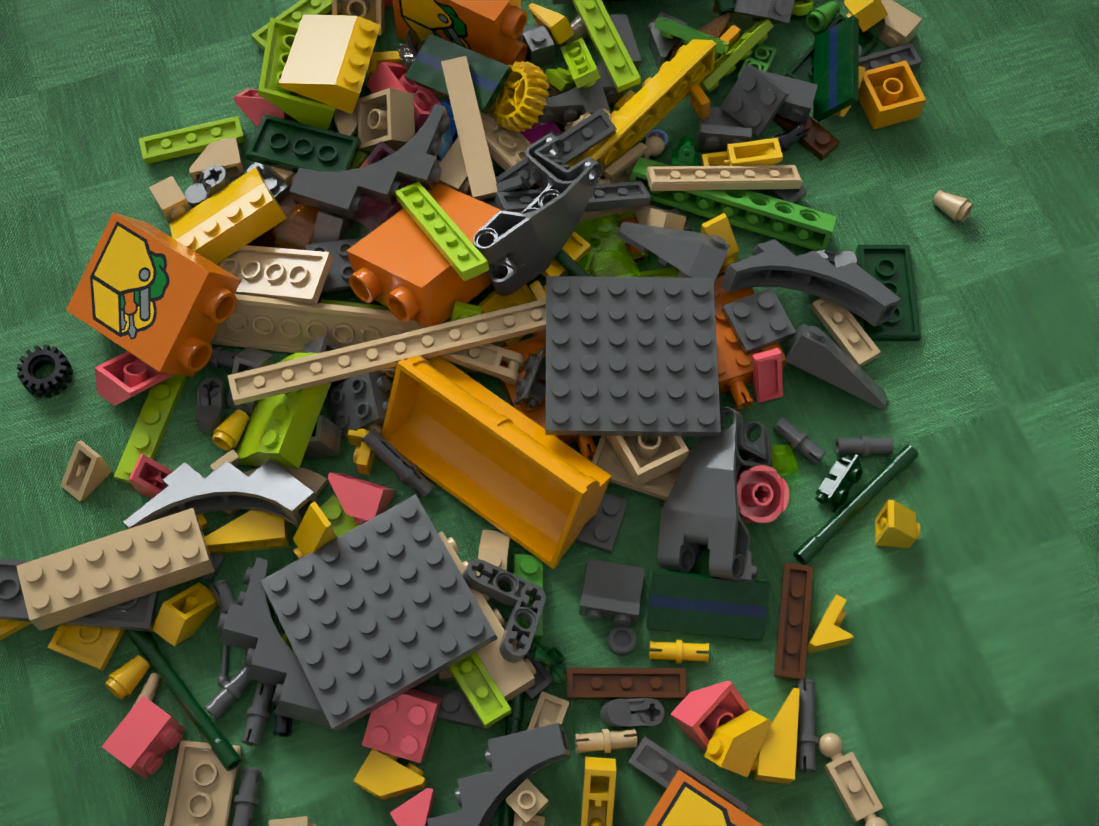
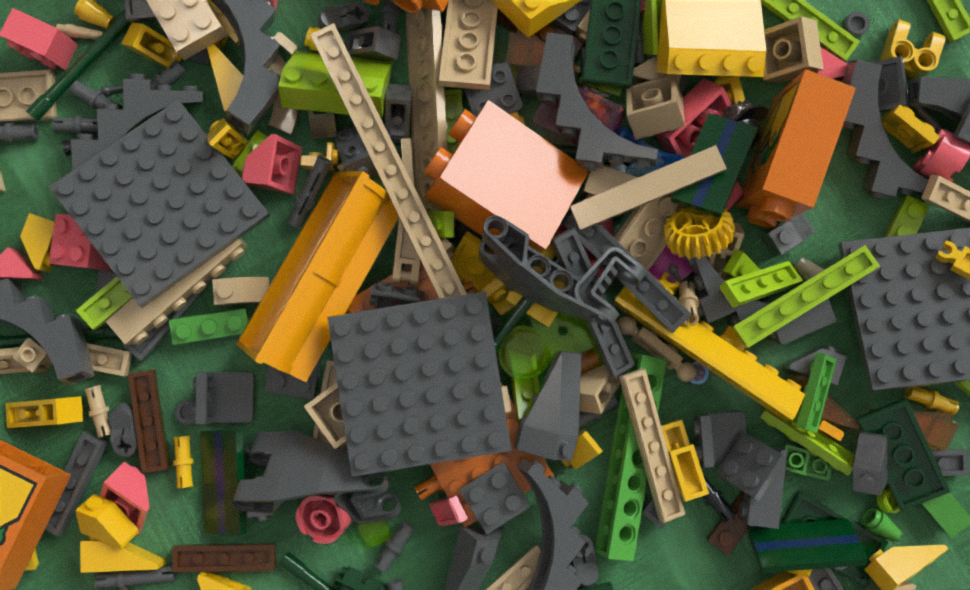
camera: 80 degrees right, 20 degrees up
(442, 231) = (511, 184): lime plate -> none
(514, 184) = (588, 243): dark grey tile -> none
(517, 598) = (192, 318): dark grey beam -> none
(550, 660) = (152, 353): dark green plate -> none
(556, 23) = (807, 250): yellow slope -> none
(685, 154) = (677, 403): green hinge -> none
(699, 101) = (743, 410): light orange tile -> none

